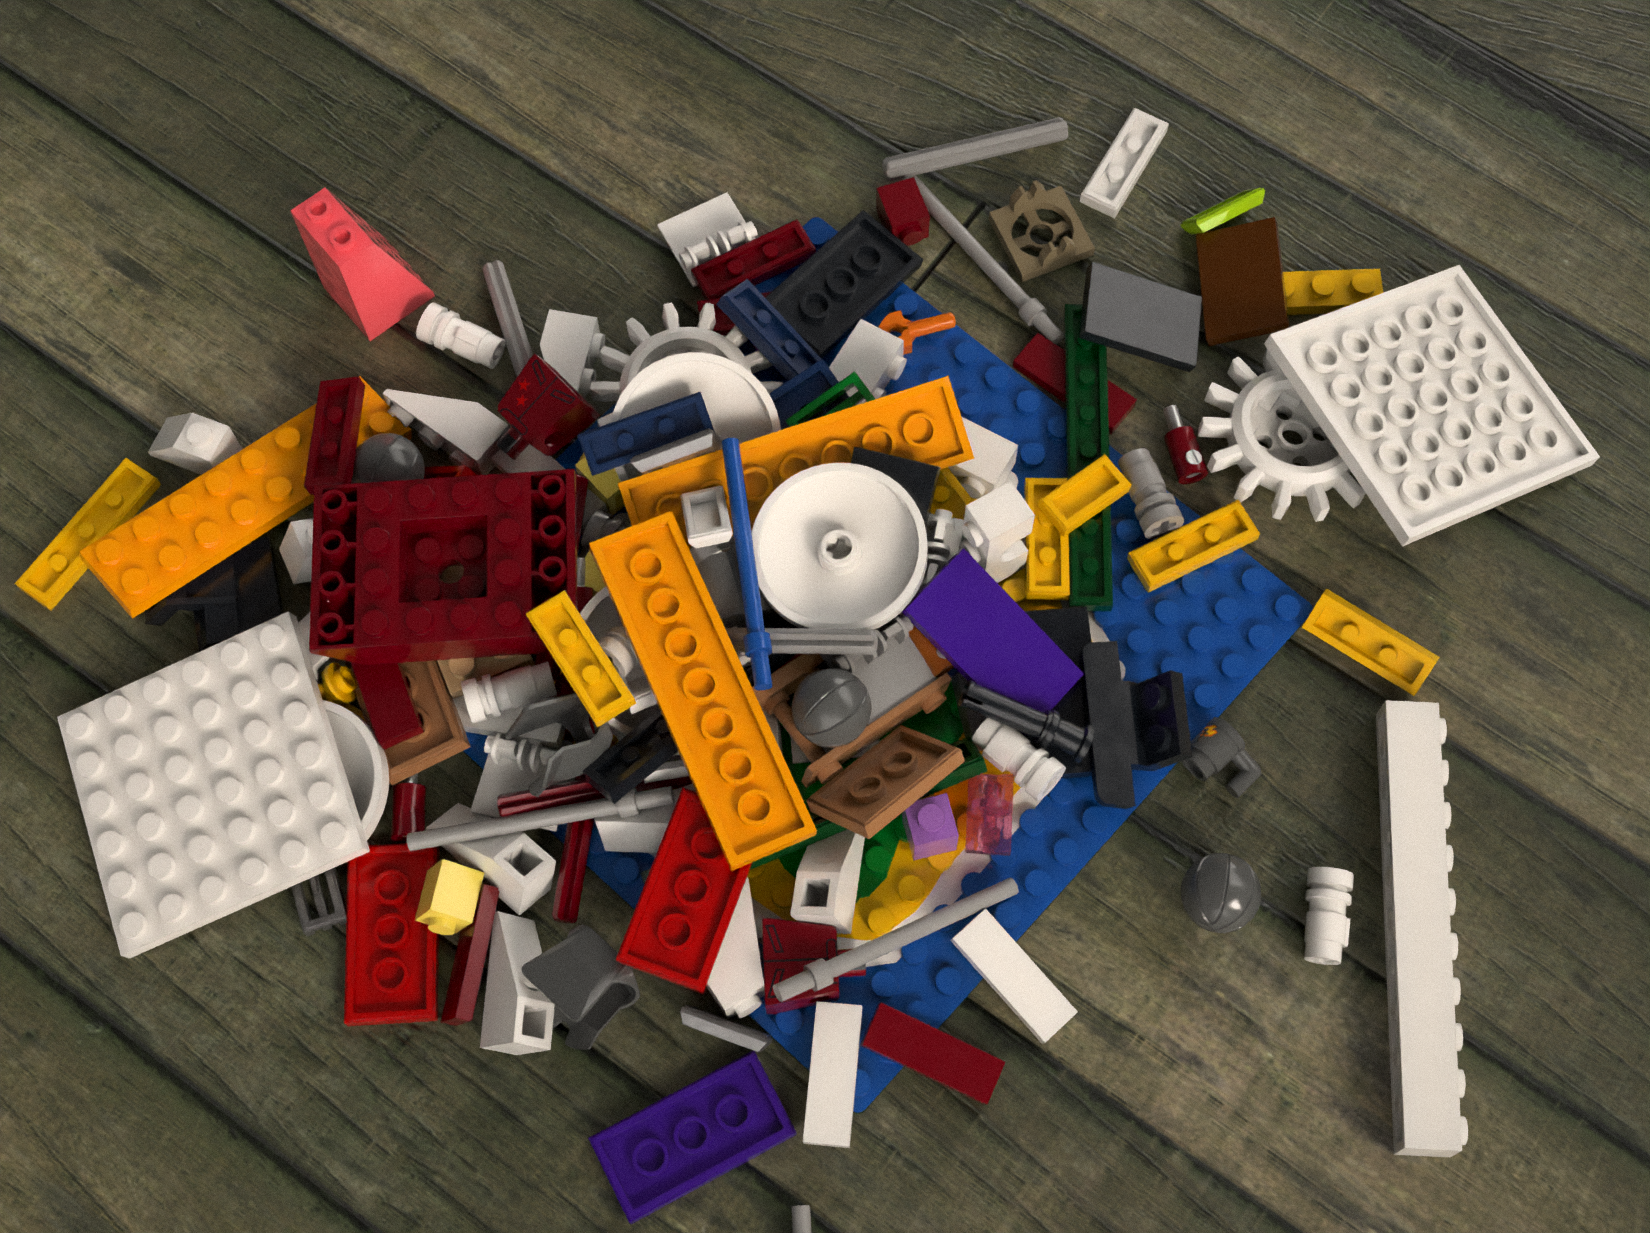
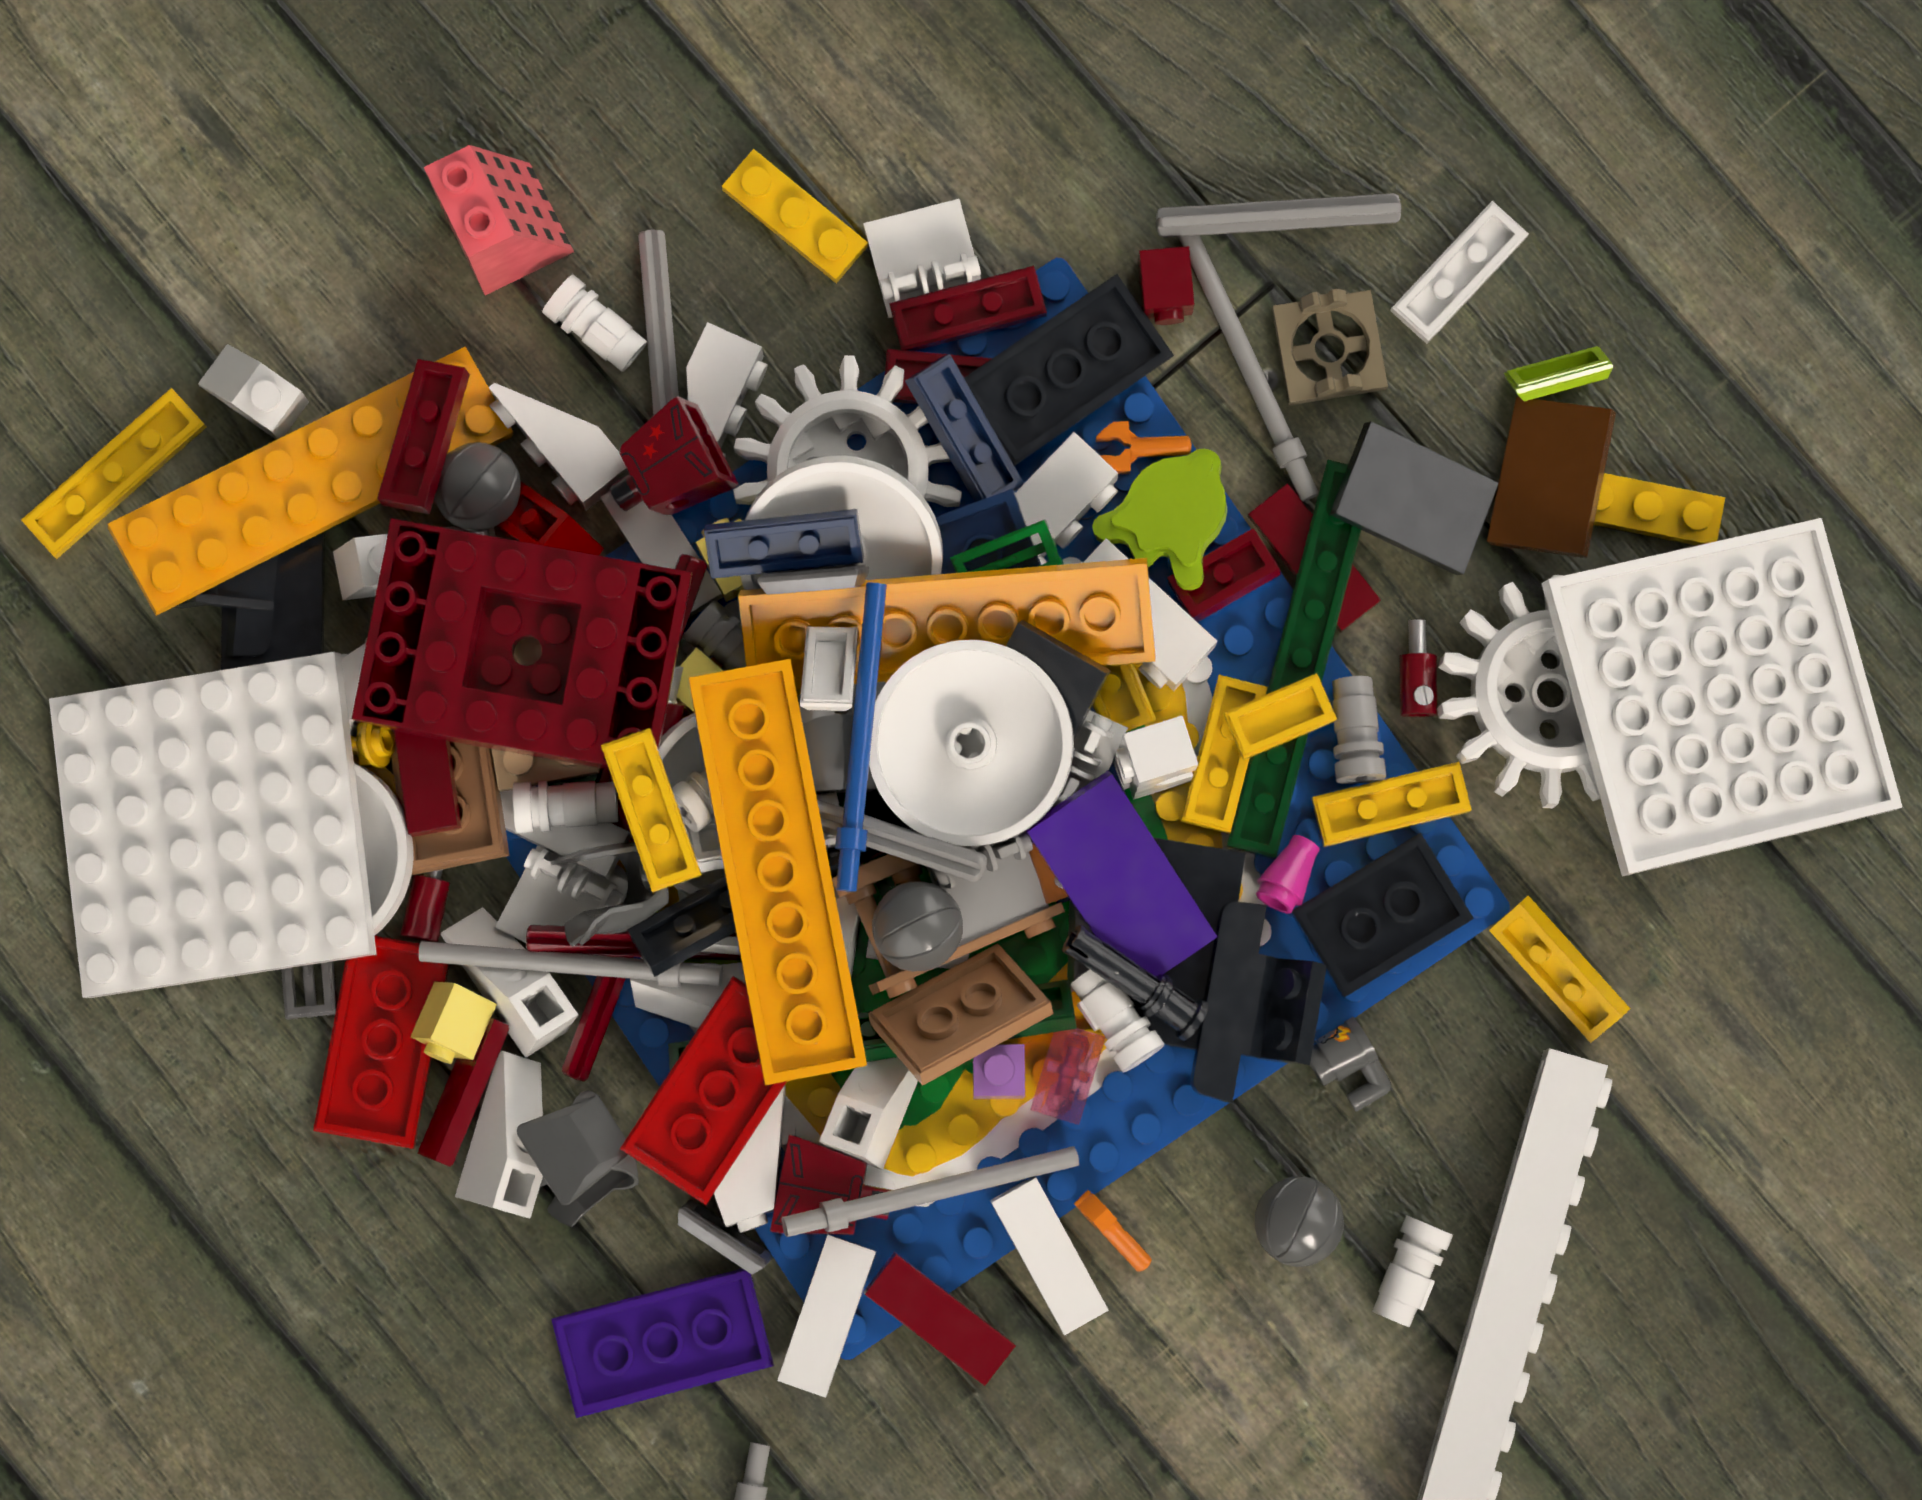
camera: 10 degrees right, 15 degrees up
(602, 232) = (794, 216): none -> yellow plate
(965, 356) = (1171, 513): none -> lime tile
(1010, 401) = (1228, 575): none -> dark red plate
(1050, 932) = (1112, 1230): none -> orange bar
(1127, 617) = (1288, 875): none -> dark pink cone
(1212, 632) = (1382, 915): none -> black tile

